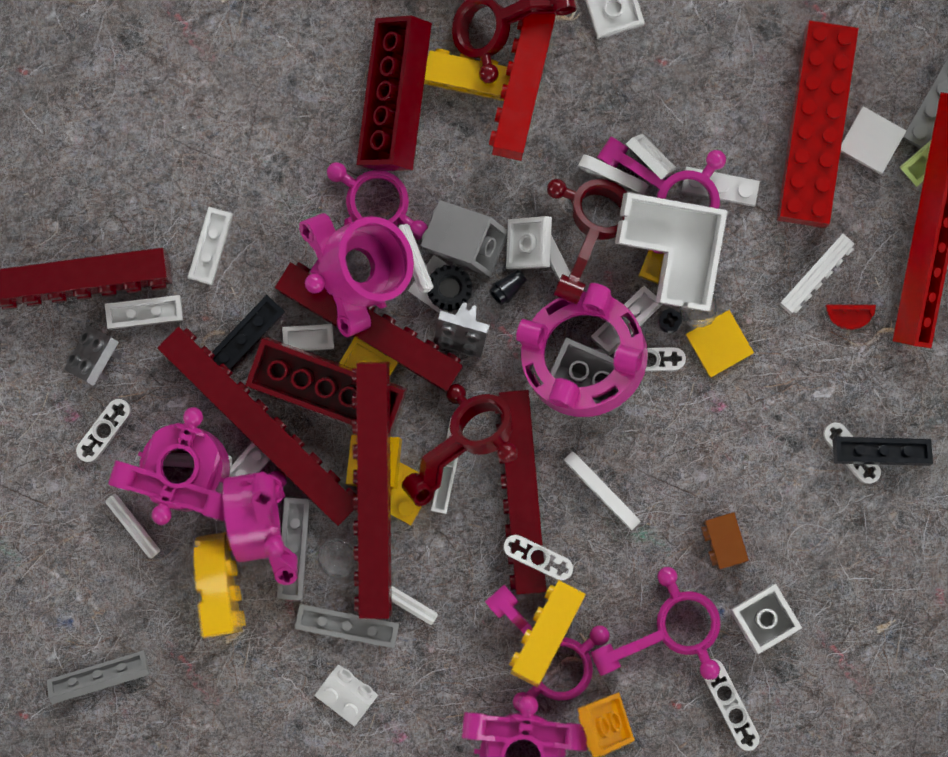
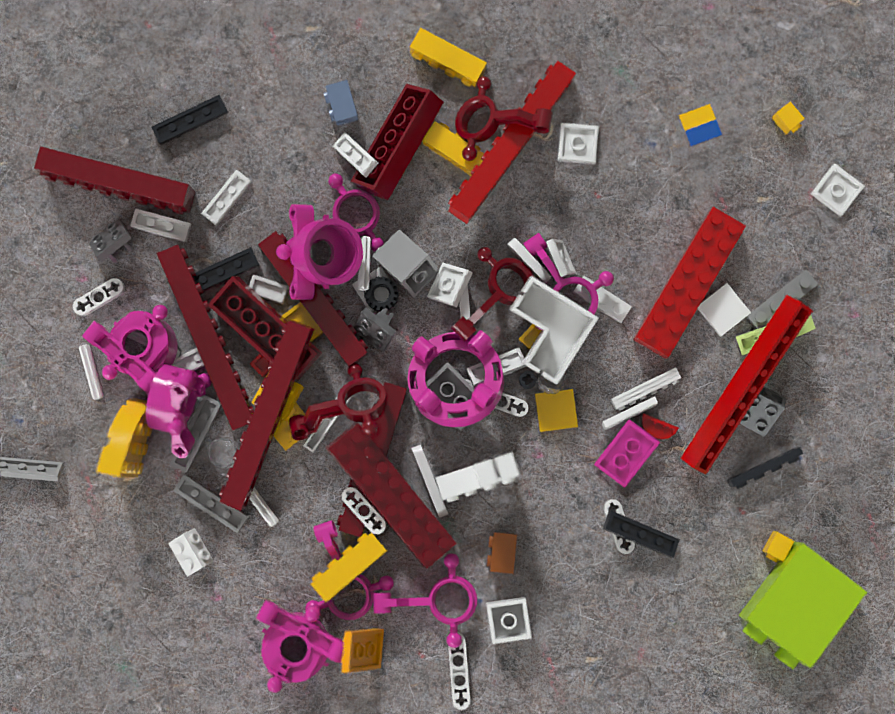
camera: 25 degrees right, 0 degrees up
(125, 168) = (189, 119): none -> black plate
(304, 73) = (342, 103): none -> sand blue brick
(338, 432) = (260, 364): none -> red tile
(349, 130) = (355, 154): none -> white tile
(507, 287) = (421, 310): black cone -> none
(563, 525) = (391, 495): none -> dark red brick
(664, 456) = (478, 476): none -> white piece
(810, 311) = (629, 413): none -> white tile
(825, 361) = (626, 453): none -> dark pink tile

